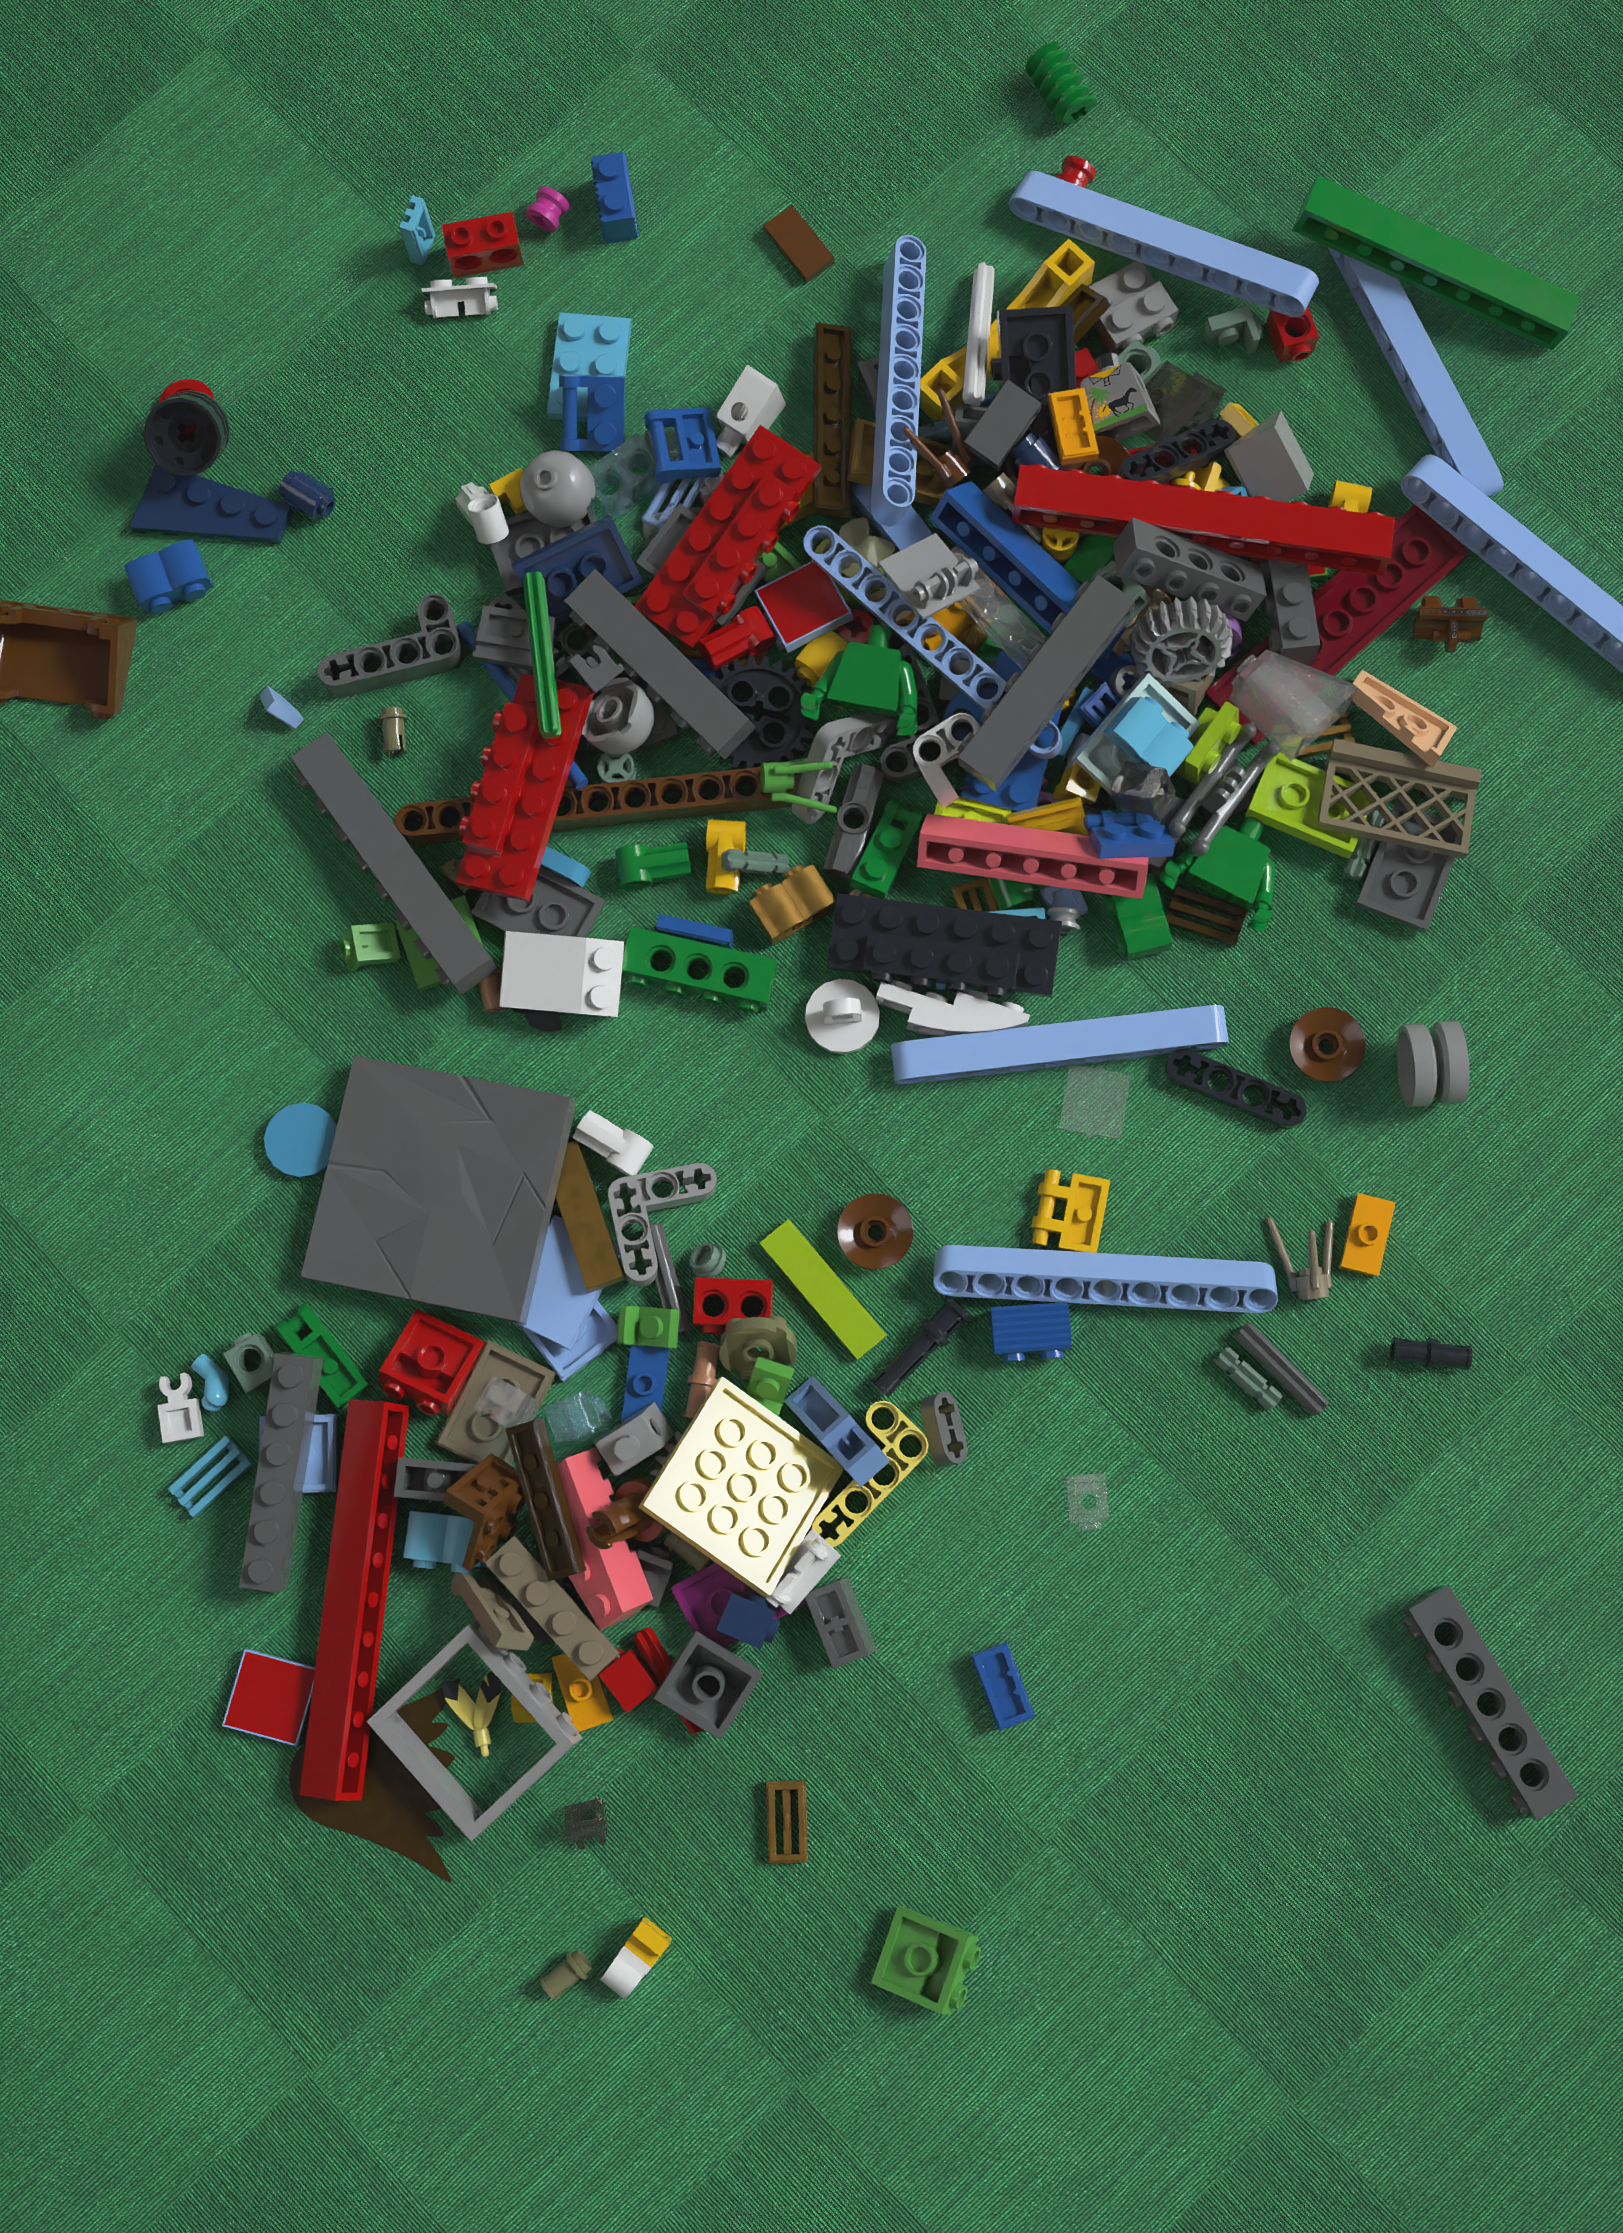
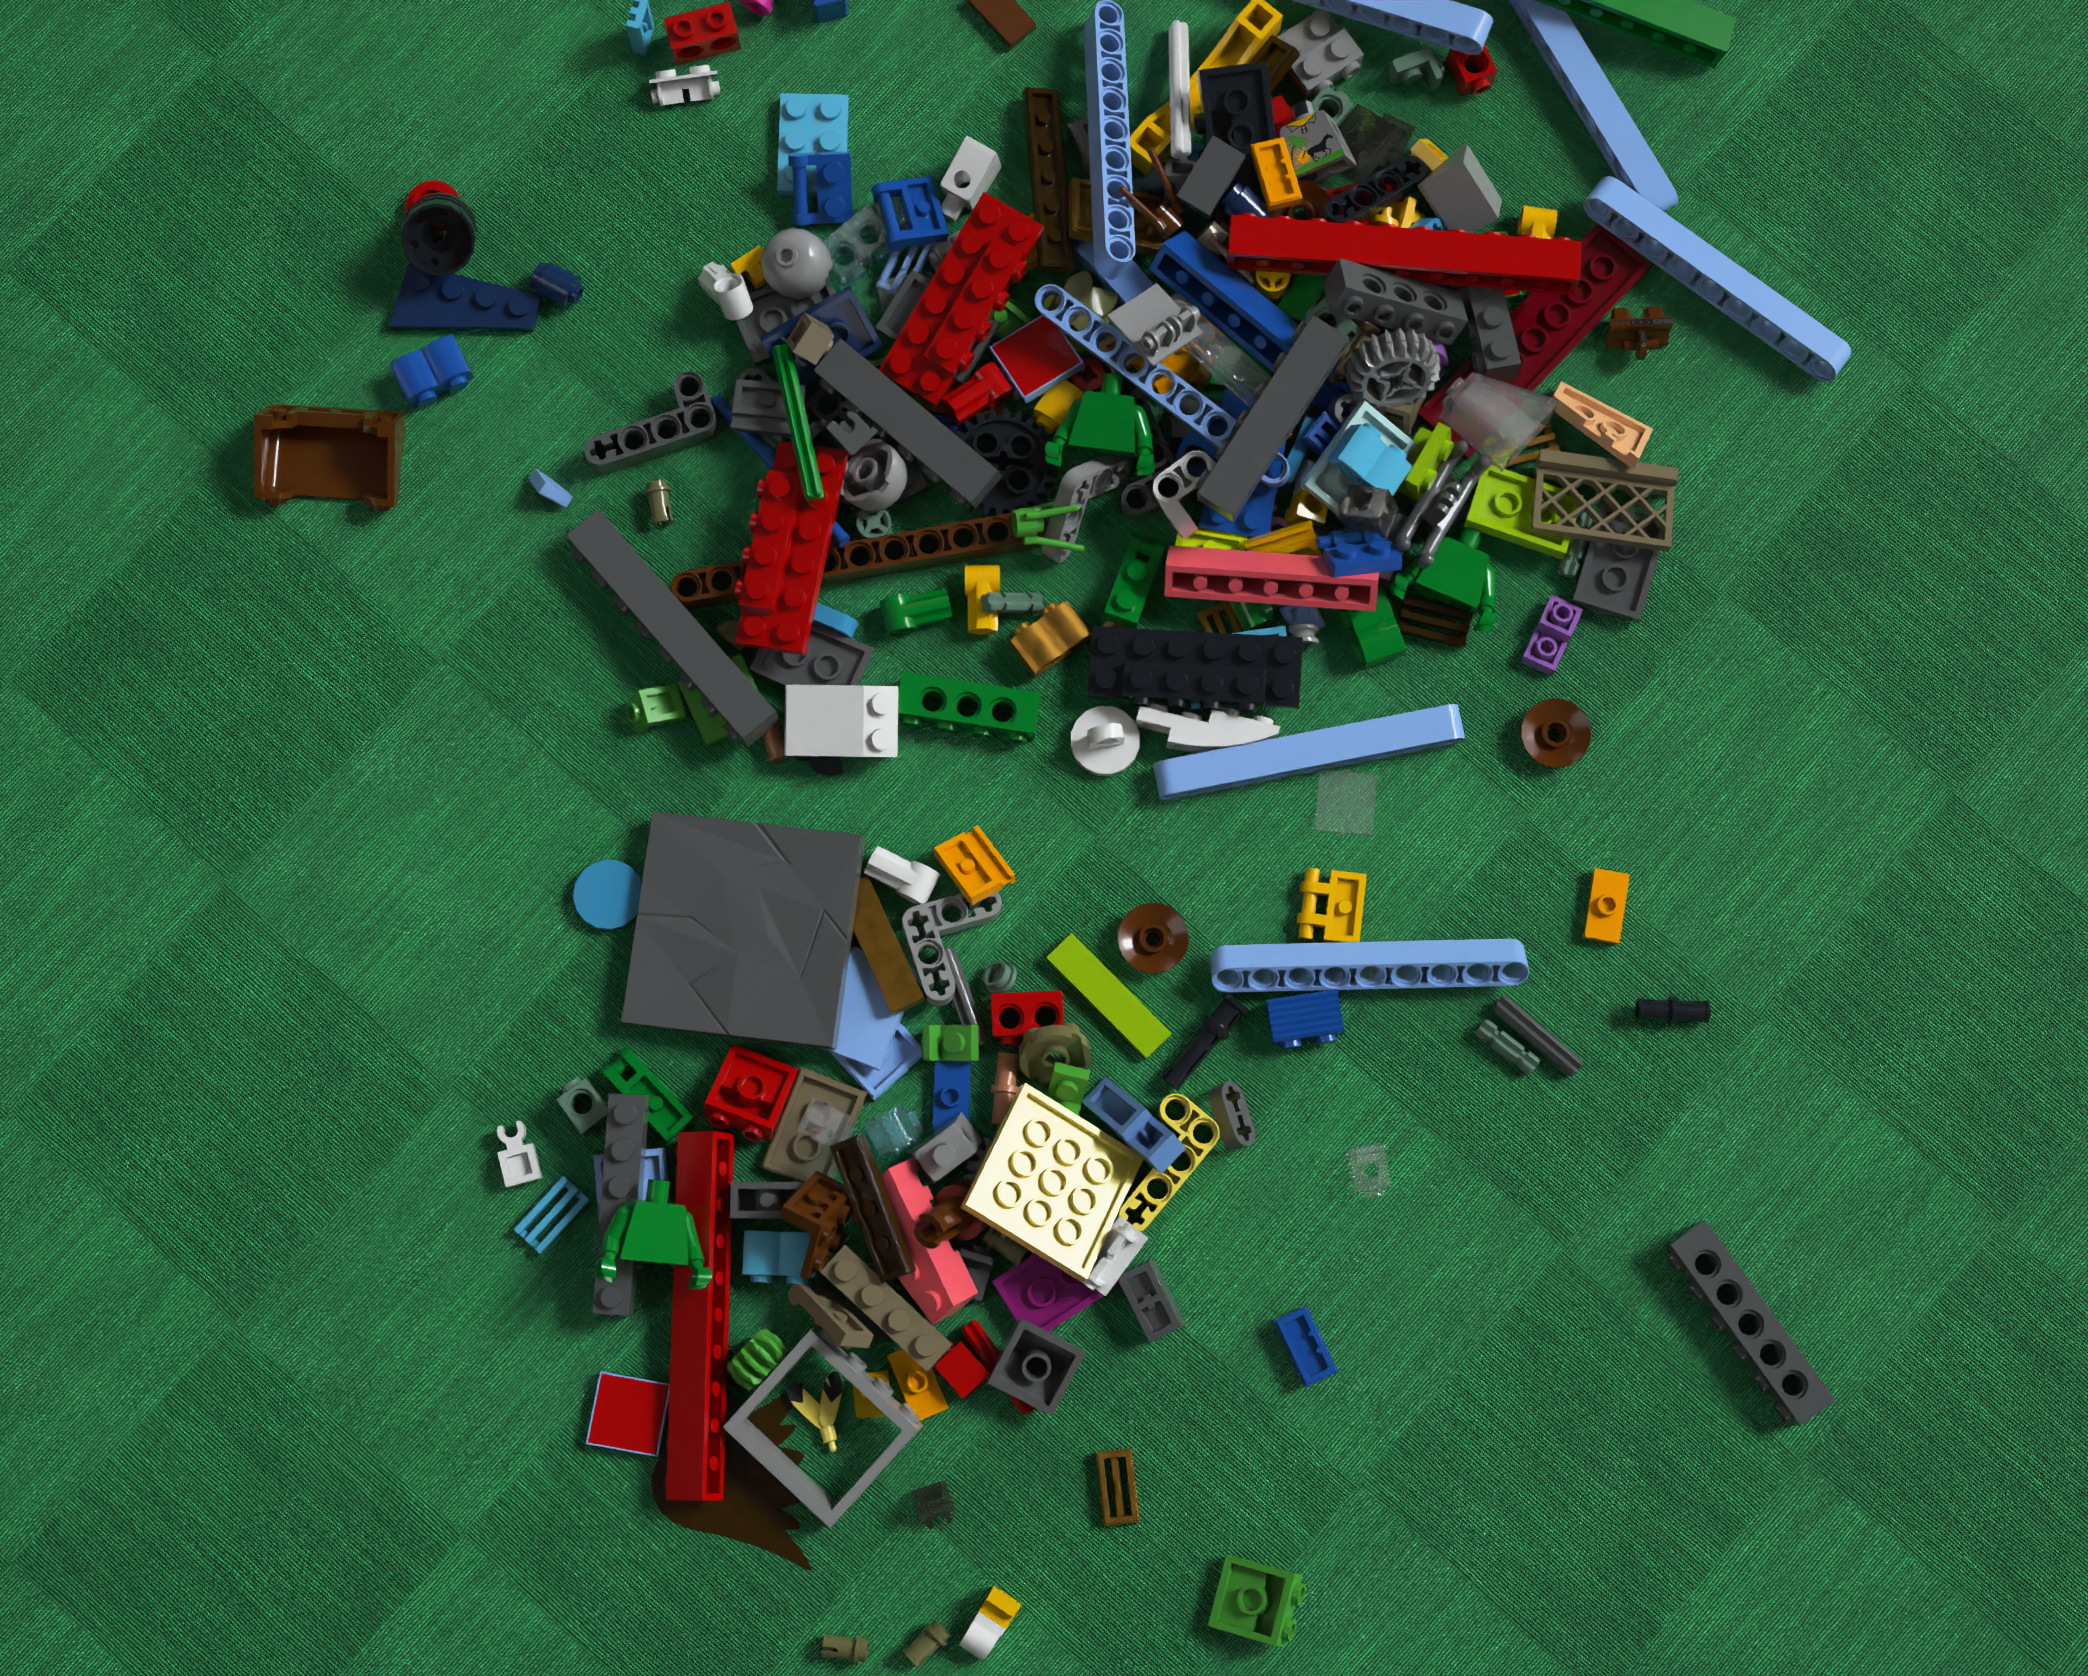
camera: 15 degrees left, 0 degrees up
(216, 1383) = (549, 1128): medium azure arm -> none
(307, 1507) = (653, 1233): none -> green torso
(410, 1651) = (756, 1359): none -> bright green gear
(479, 1971) = (845, 1648): none -> olive pin
(564, 567) = (810, 339): none -> dark tan plate
(690, 1138) = (974, 865): none -> light orange plate
(695, 931) = (961, 671): blue tile -> none
(749, 1620) = (1069, 1304): dark blue brick -> none
(861, 802) = (1104, 538): dark grey piece -> none
(1234, 1093) = (1473, 786): black beam -> none
(1312, 1281) = (1559, 953): dark tan plant -> none
(1330, 939) = (1551, 635): none -> medium lavender slope
(1432, 1063) = (1653, 744): light grey wheel -> none

